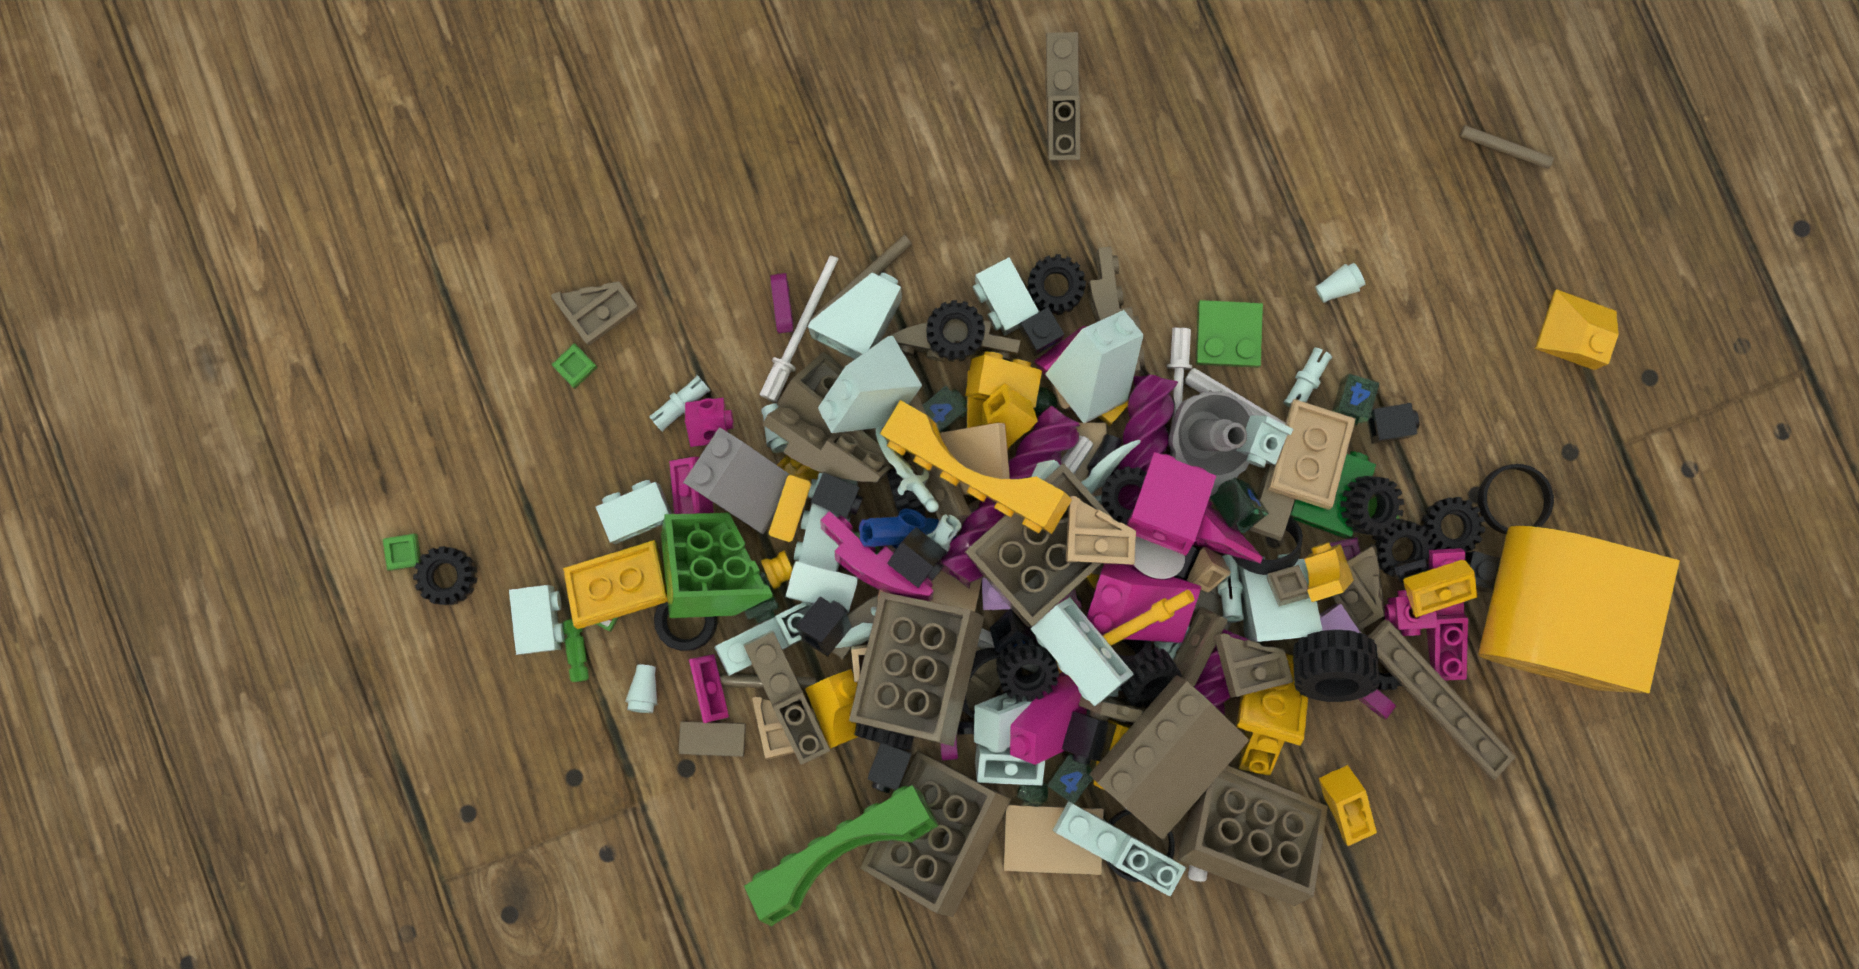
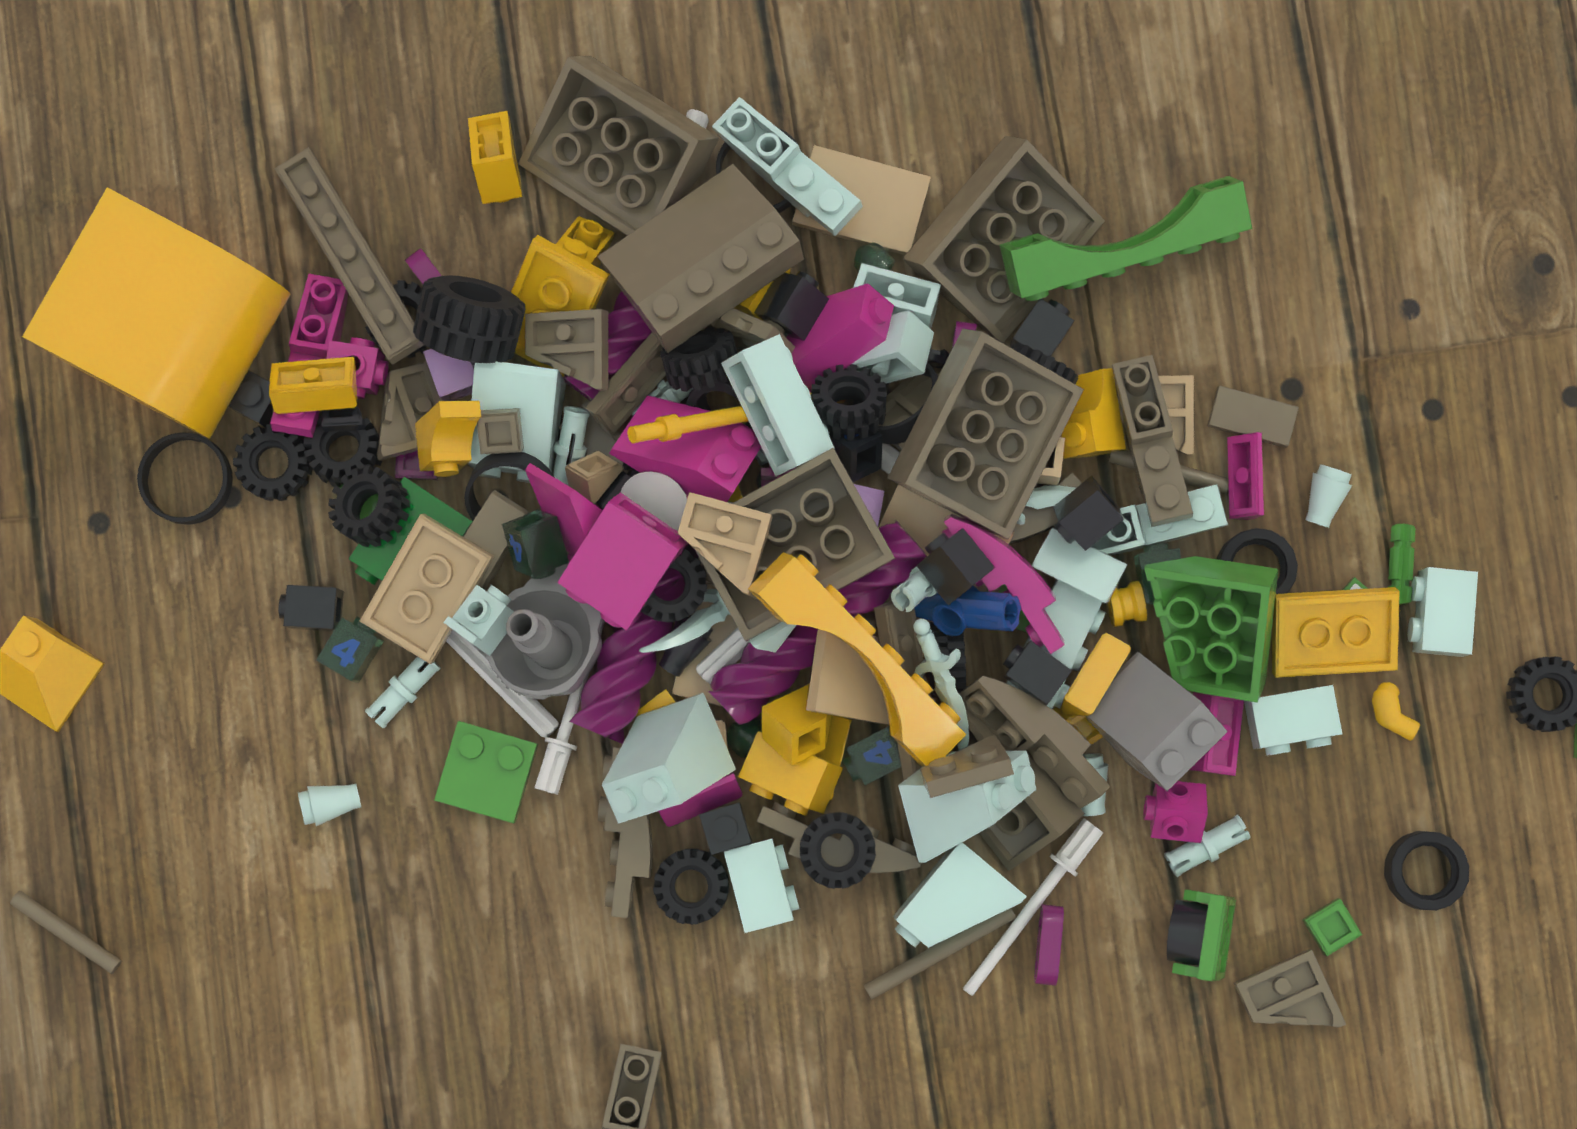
camera: 160 degrees left, 0 degrees up
(494, 405) = (1457, 860): none -> black tyre
(563, 535) = (1388, 711): none -> yellow arm
(670, 334) = (1201, 935): none -> piece
(873, 406) = (967, 767): none -> dark tan wing
(1070, 778) = (826, 263): clear green brick -> none

